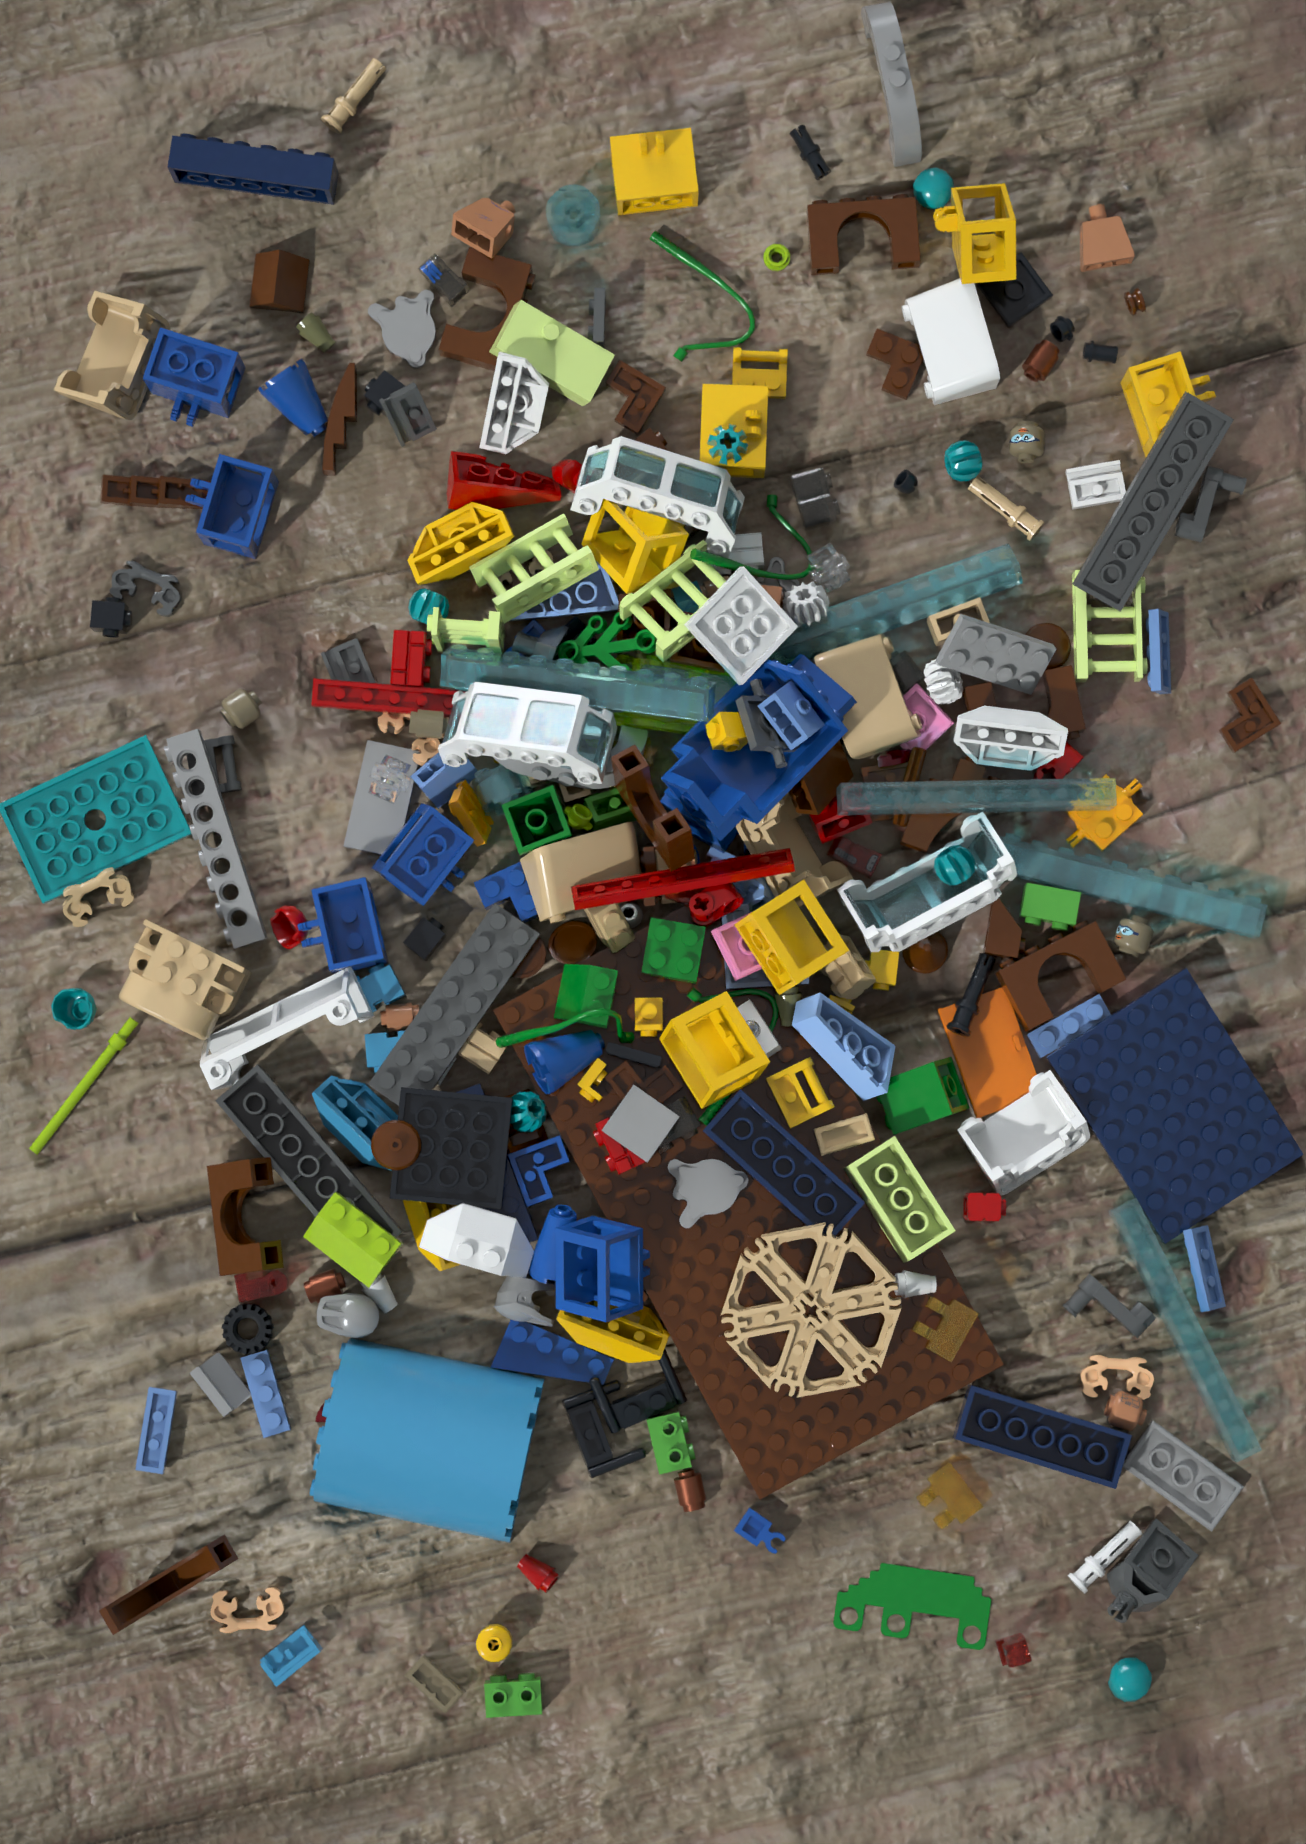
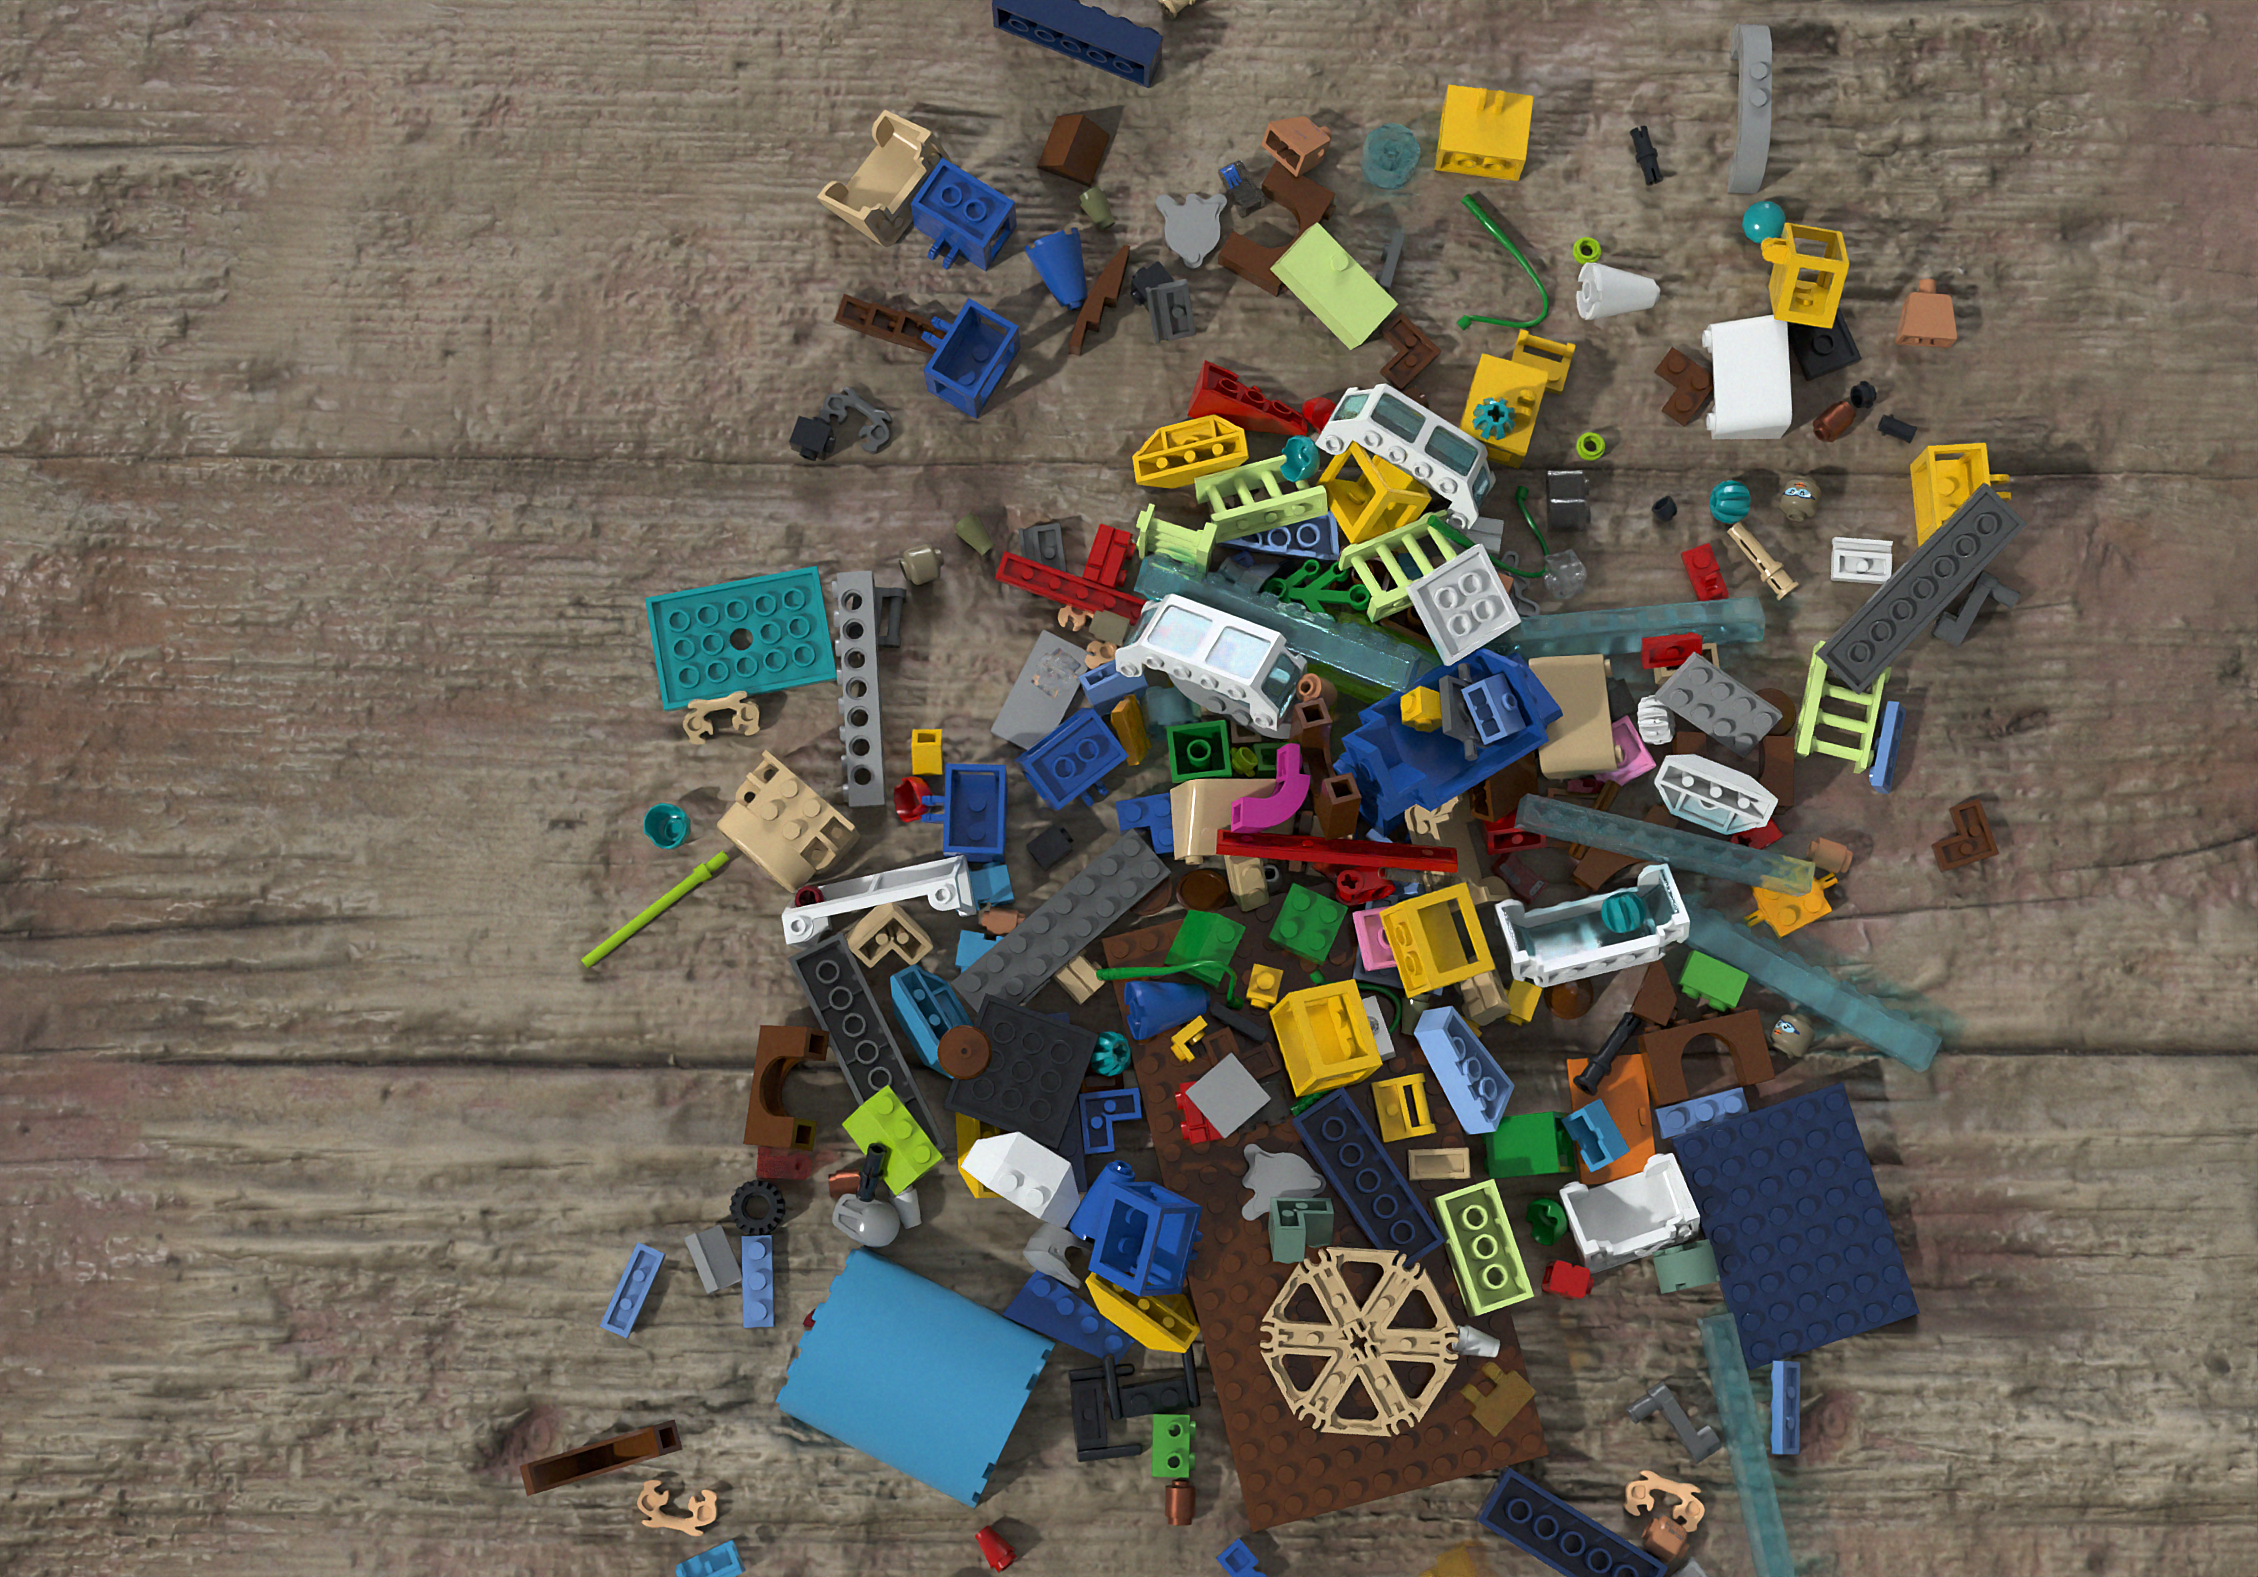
camera: 10 degrees right, 5 degrees down
(217, 1039) = (807, 894): none -> dark red cone
(281, 667) = (974, 533): none -> olive cone
(291, 880) = (927, 752): none -> yellow brick
(299, 1051) = (888, 929): none -> tan brick
(340, 1260) = (875, 1159): none -> black pin
(422, 604) = (1137, 501): teal piece -> none
(513, 405) = (1282, 326): white wedge -> none
(562, 525) = (1301, 459): none -> teal hair
(626, 735) = (1314, 687): none -> nougat brick
(626, 842) = (1291, 788): none -> dark pink arch
(730, 1220) = (1297, 1224): none -> sand green brick
(762, 884) = (1443, 884): none -> dark tan piece
(806, 603) = (1534, 603): white gear -> none
(810, 291) = (1613, 292): none -> white cone
(827, 433) = (1596, 440): none -> lime plate
(895, 215) = (1718, 239): reddish brown arch -> none
(939, 615) = (1669, 649): none -> red plate
(955, 1158) = (1547, 1219): none -> green hair
(957, 533) = (1704, 573): none -> red plate
(978, 1071) = (1596, 1135): none -> dark azure brick
(1086, 1167) = (1686, 1266): none -> sand green brick
(1128, 764) = (1829, 855): none -> nougat brick
(1135, 301) = (1945, 386): reddish brown bush -> none

